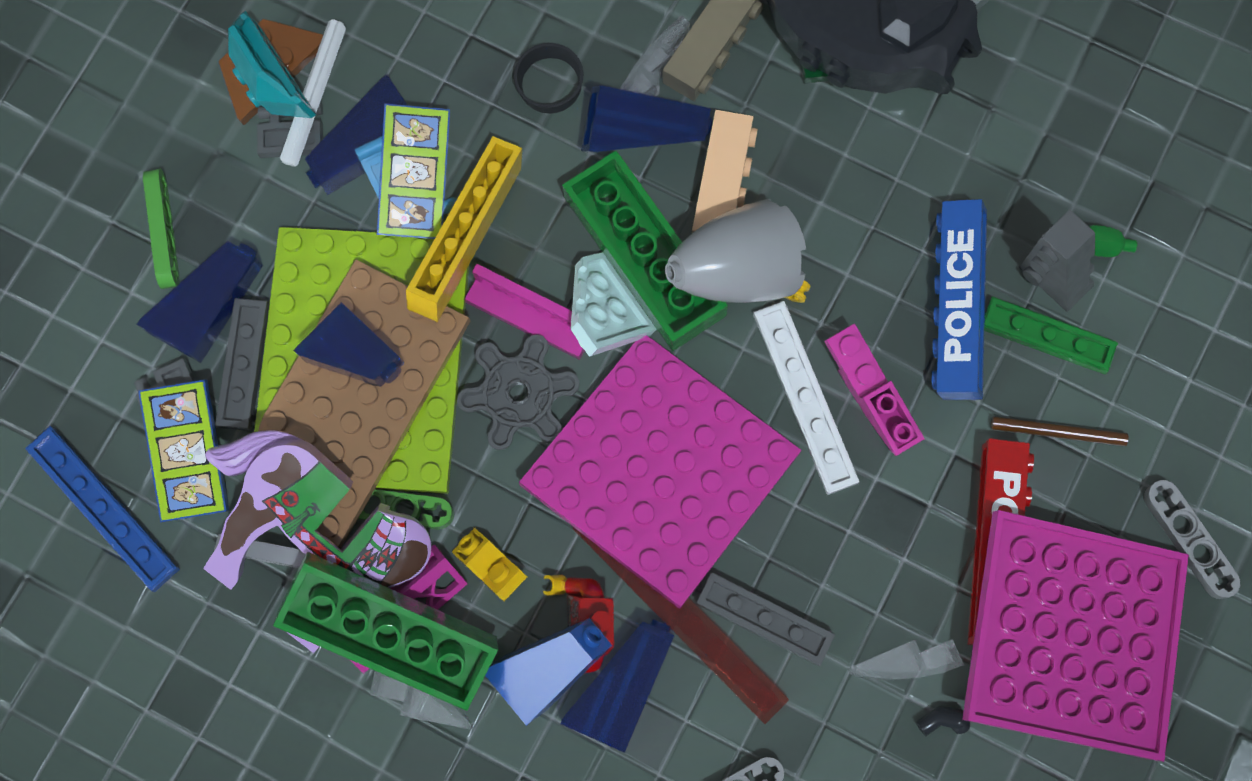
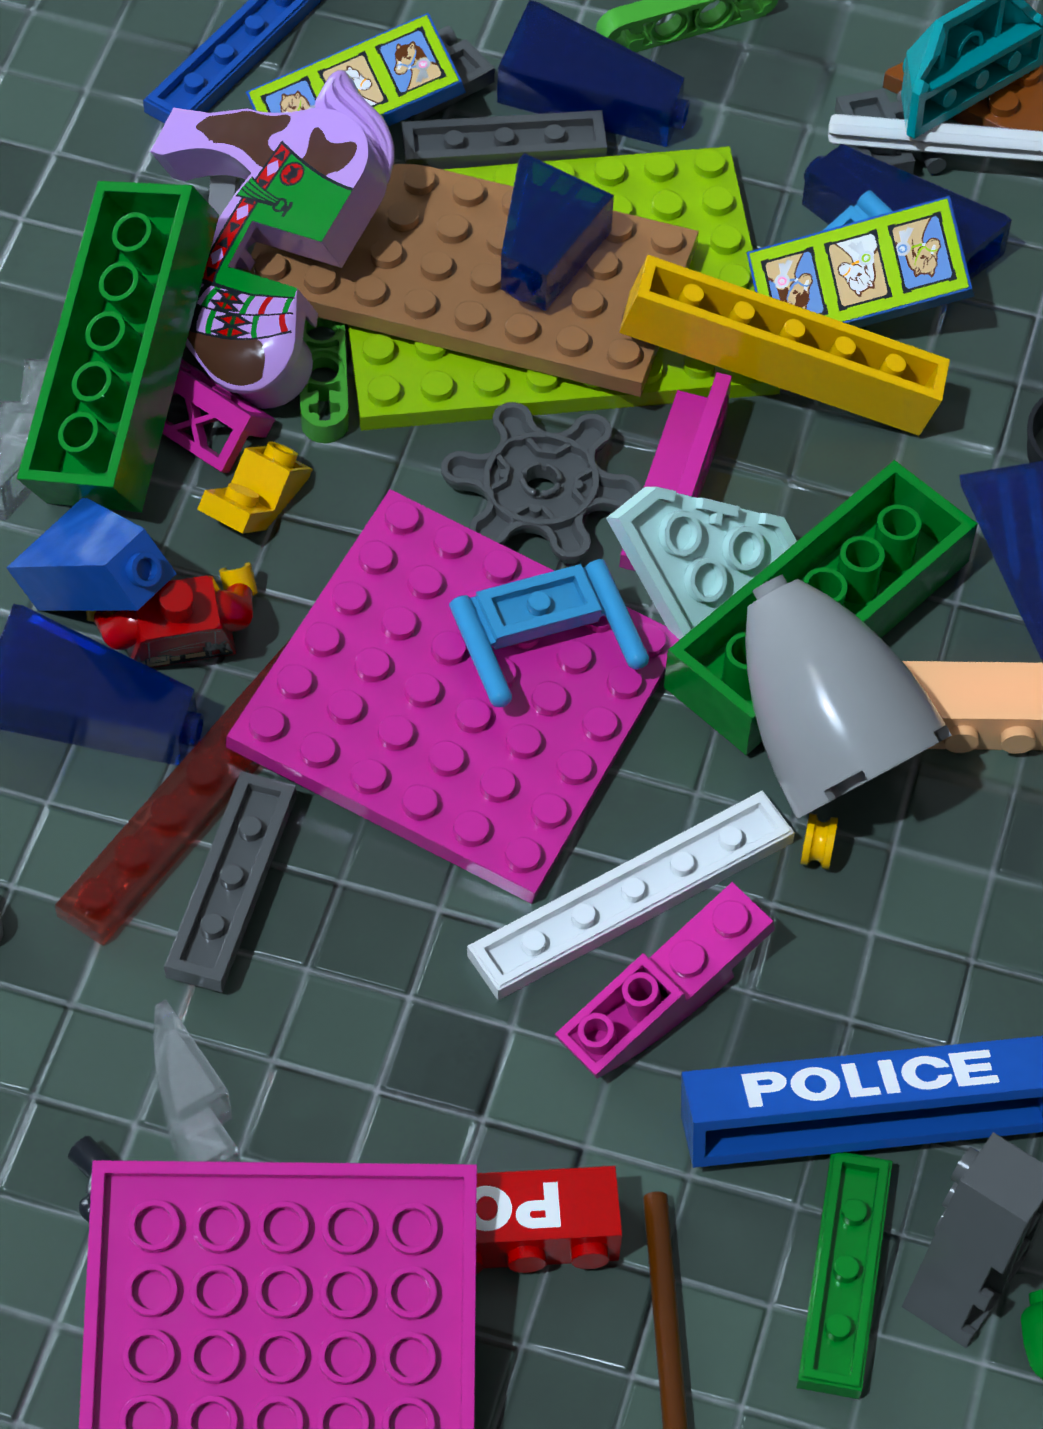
camera: 70 degrees right, 20 degrees down
(627, 409) = (538, 609): none -> dark azure plate

